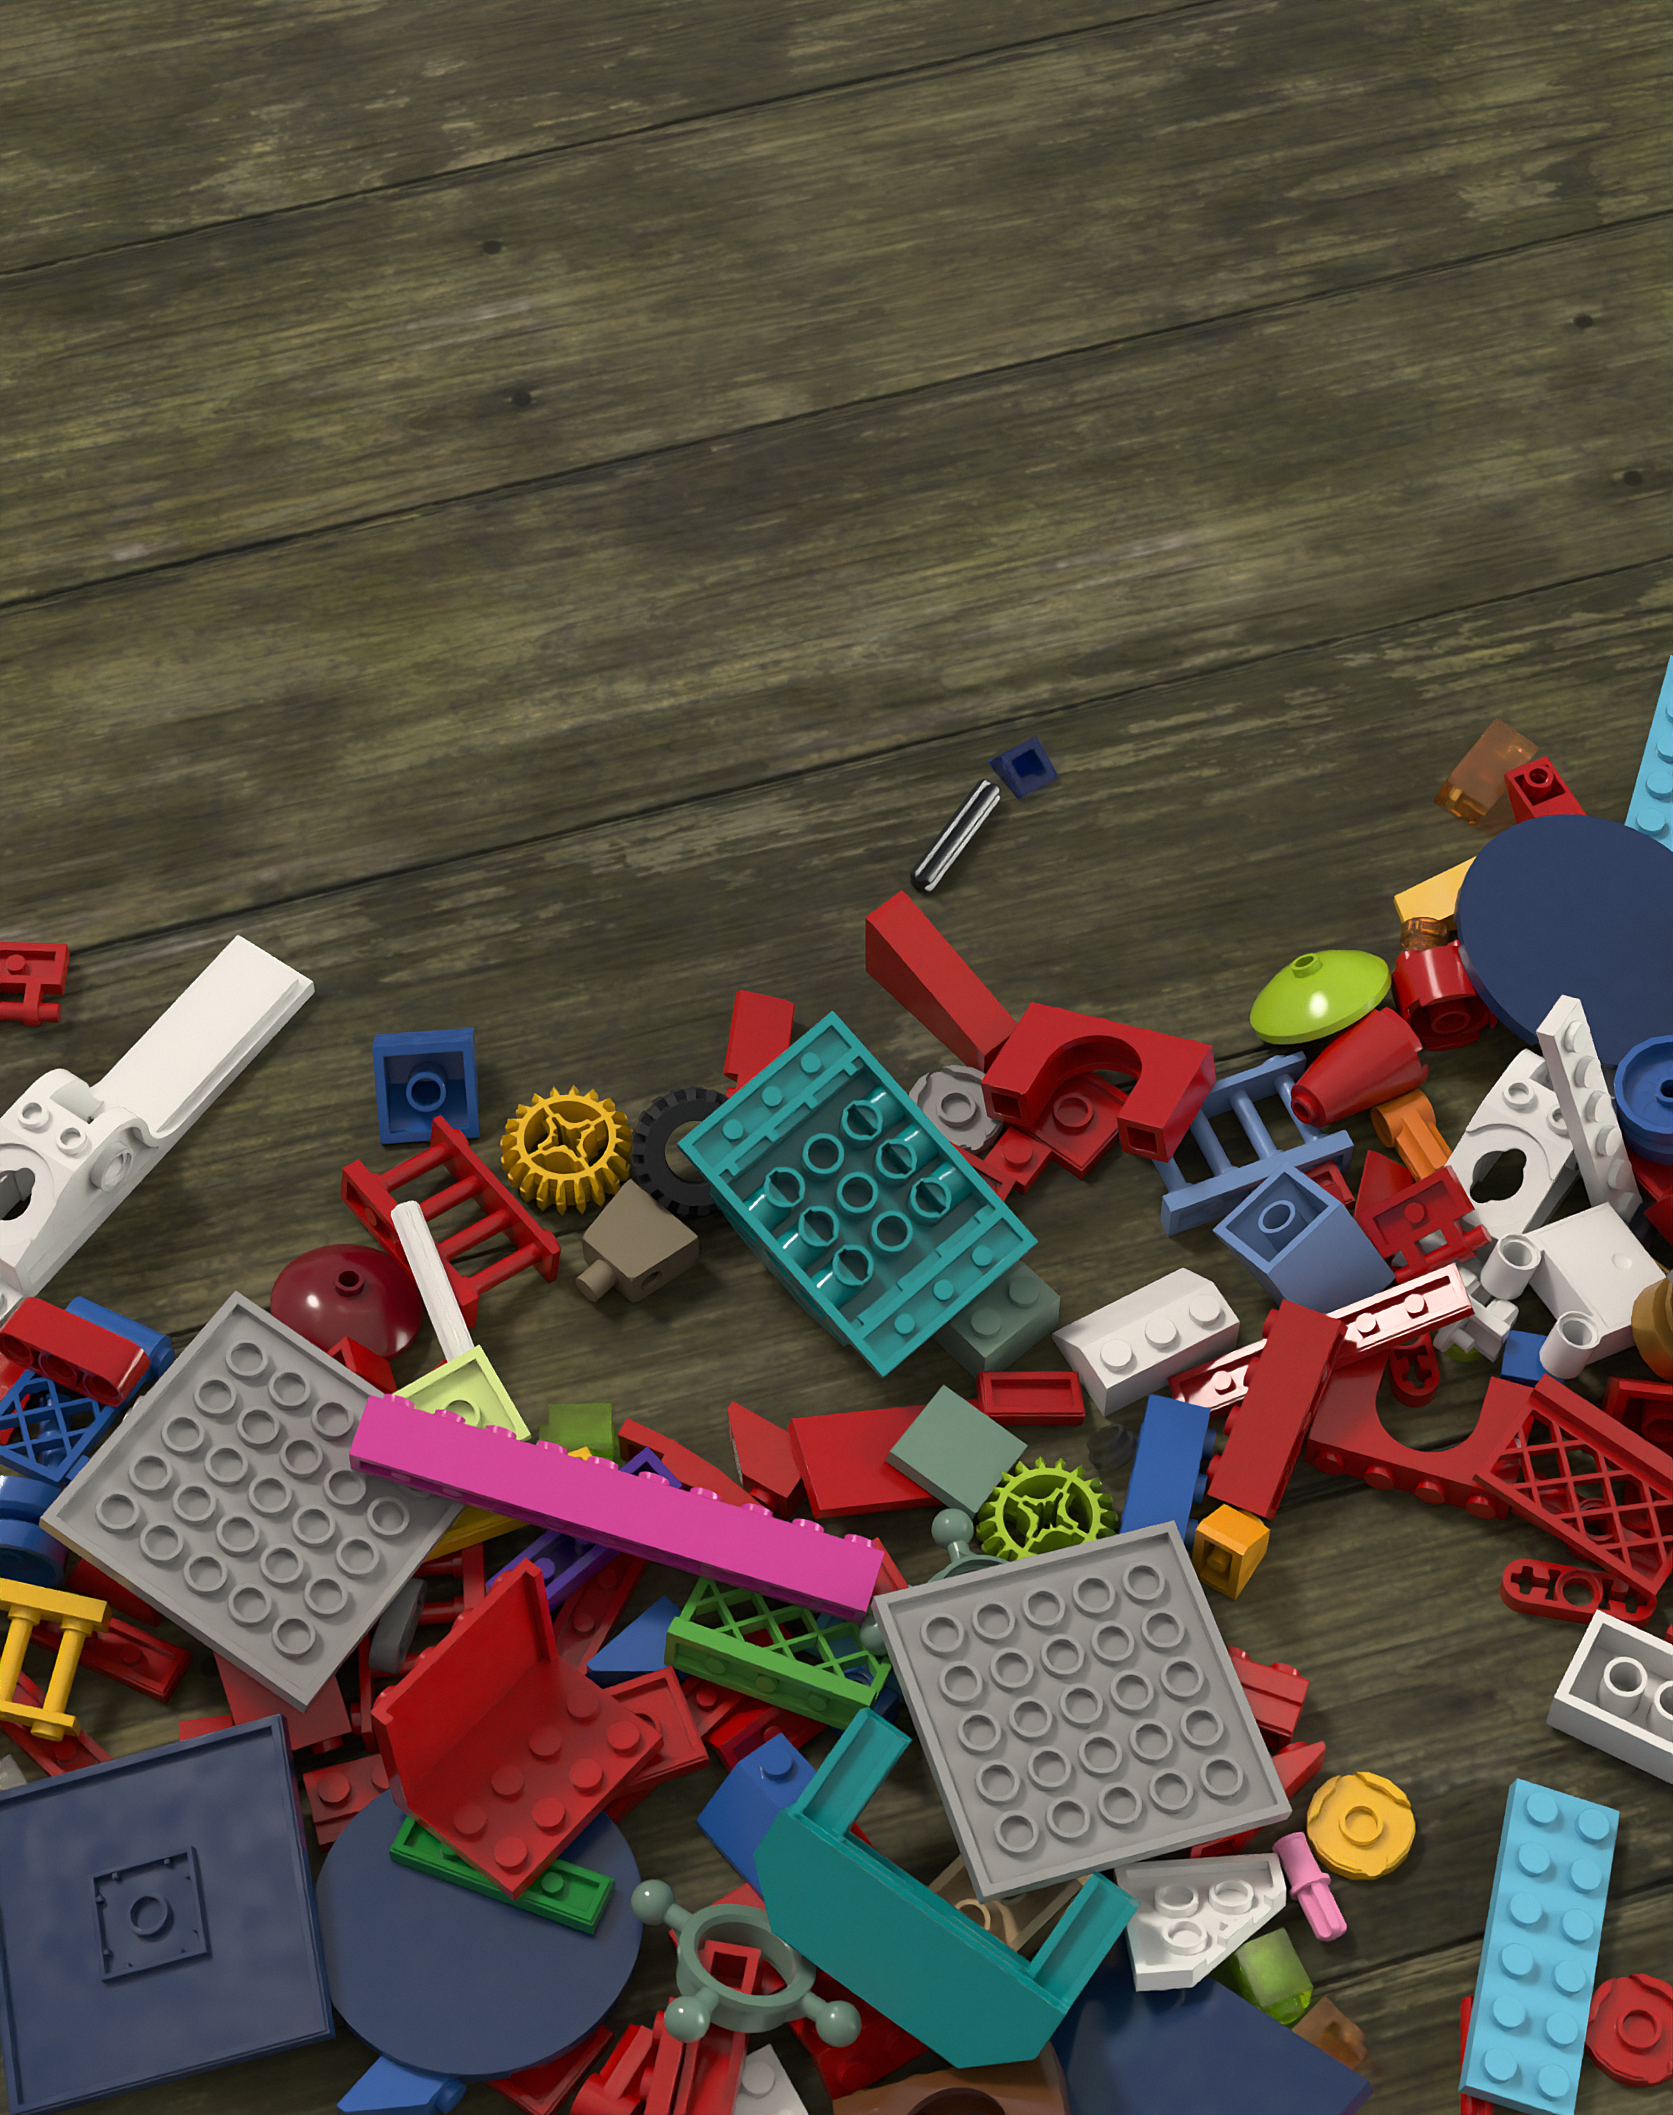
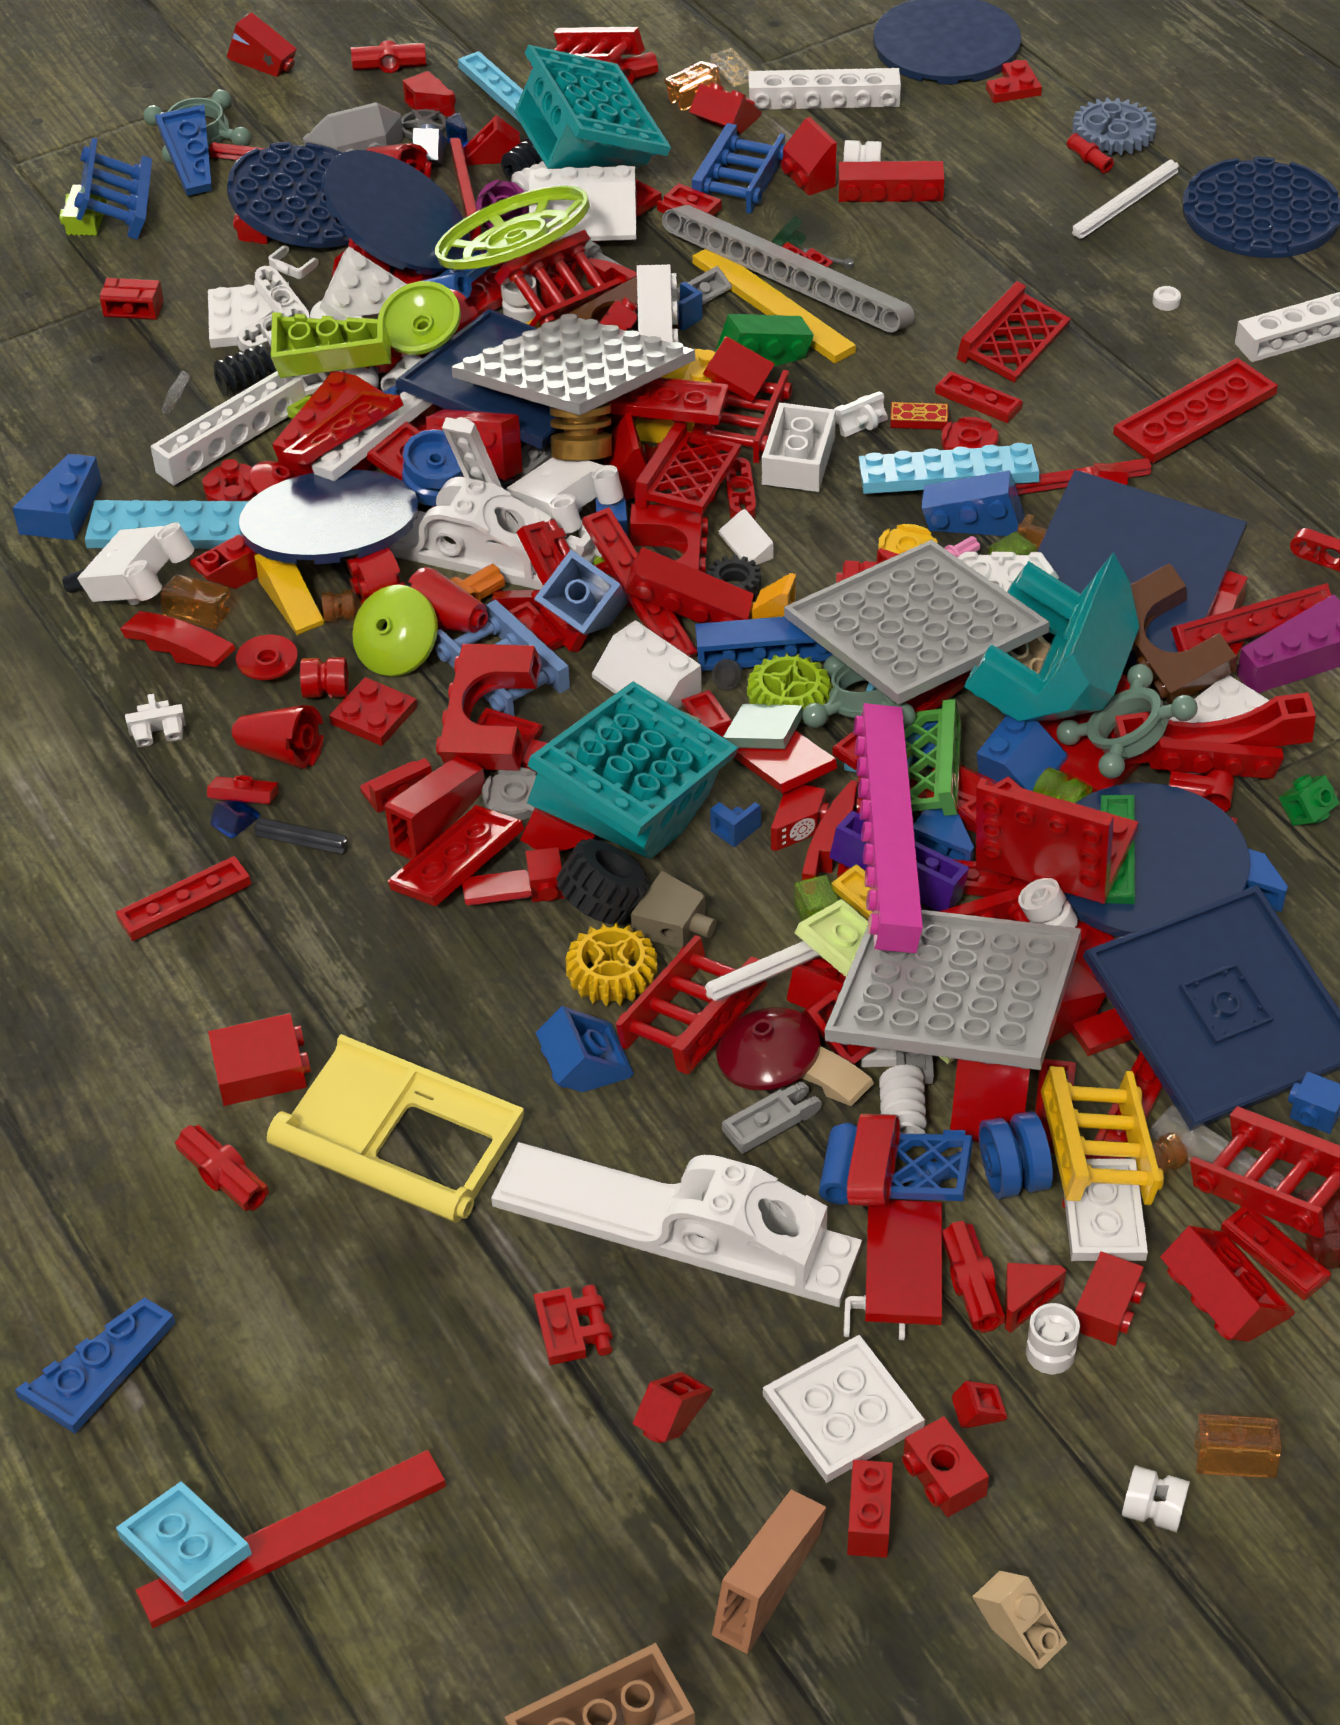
camera: 105 degrees left, 10 degrees down
(167, 507) = (85, 1379): none -> blue wing
(227, 1261) = (770, 1117): none -> light grey hinge
(404, 663) = (222, 1167): none -> red piece
(421, 803) = (360, 1103): none -> light yellow piece
(560, 722) = (259, 1059): none -> red brick
(677, 1849) = (1057, 785): none -> clear neon green wheel
(789, 1378) = (735, 824): none -> blue panel
(823, 973) = (455, 855): none -> red tile
(878, 684) = (183, 898): none -> red plate
(1019, 964) = (391, 784): none -> red panel
(1063, 777) = (242, 789): none -> red plate
(1140, 830) = (282, 734): none -> red cone
(1185, 965) = (373, 711): none -> red plate
(1237, 692) = (153, 718): none -> white hips
(1257, 902) = (325, 677): none -> red wheel
(1334, 827) = (266, 657): none -> red dish
(1339, 1491) = (740, 571): none -> black tyre
(1399, 737) = (183, 640): none -> red slope
(1411, 1952) = (974, 505): none -> blue wedge
(1439, 1570) = (747, 538): none -> white slope
(1556, 678) = (130, 564): none -> white piece

